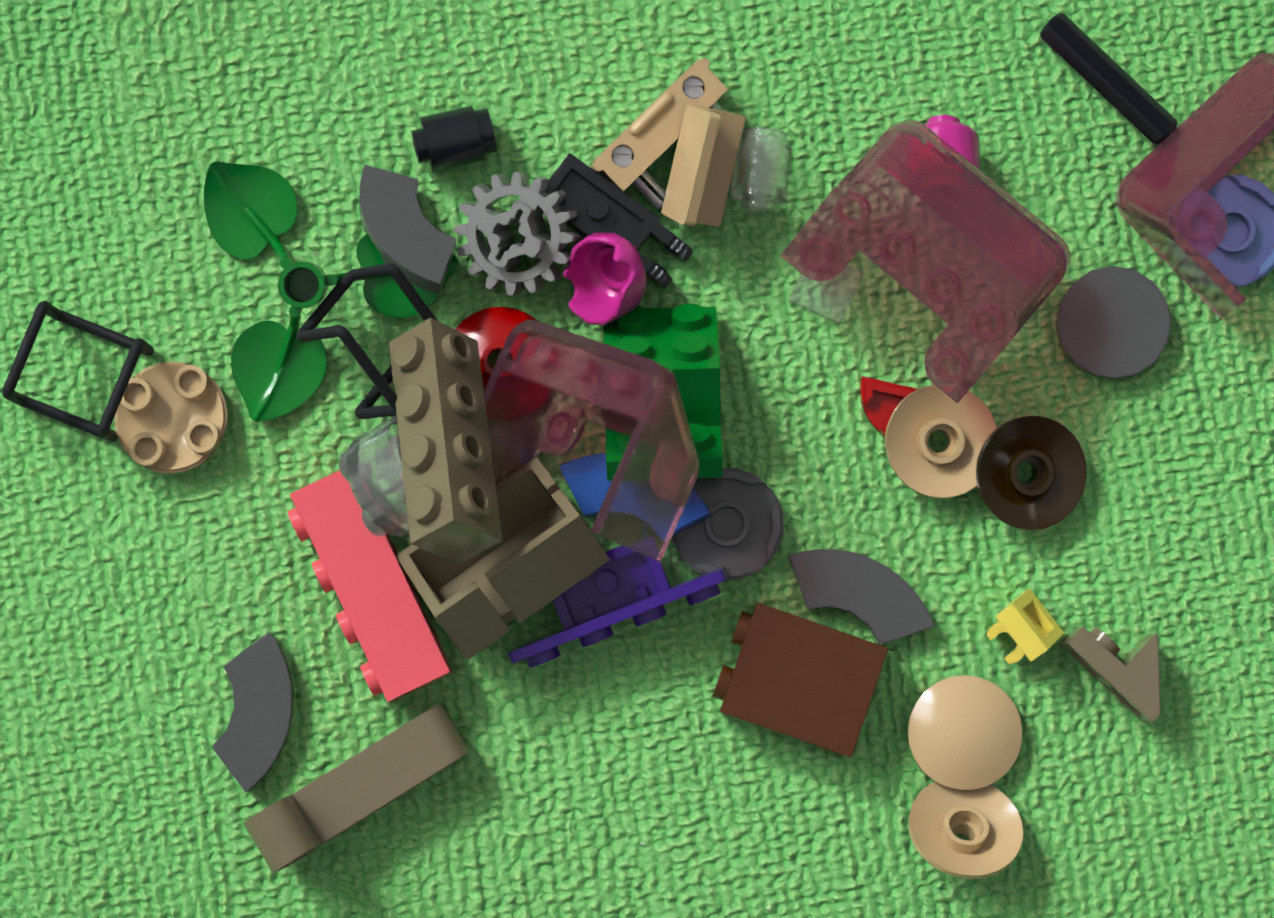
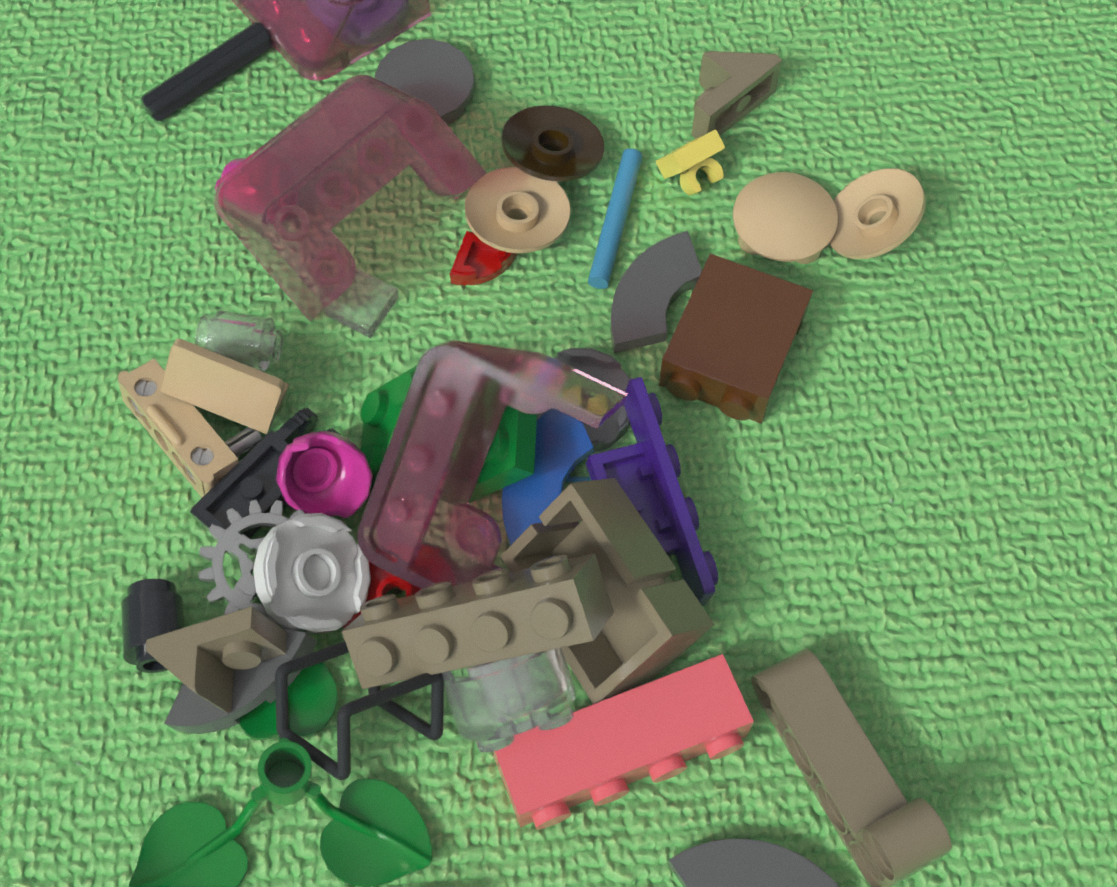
camera: 90 degrees left, 20 degrees down
(410, 196) = (211, 650): none -> dark tan slope
(502, 279) = (311, 574): none -> white tile
(952, 548) = (615, 219): none -> dark azure bar

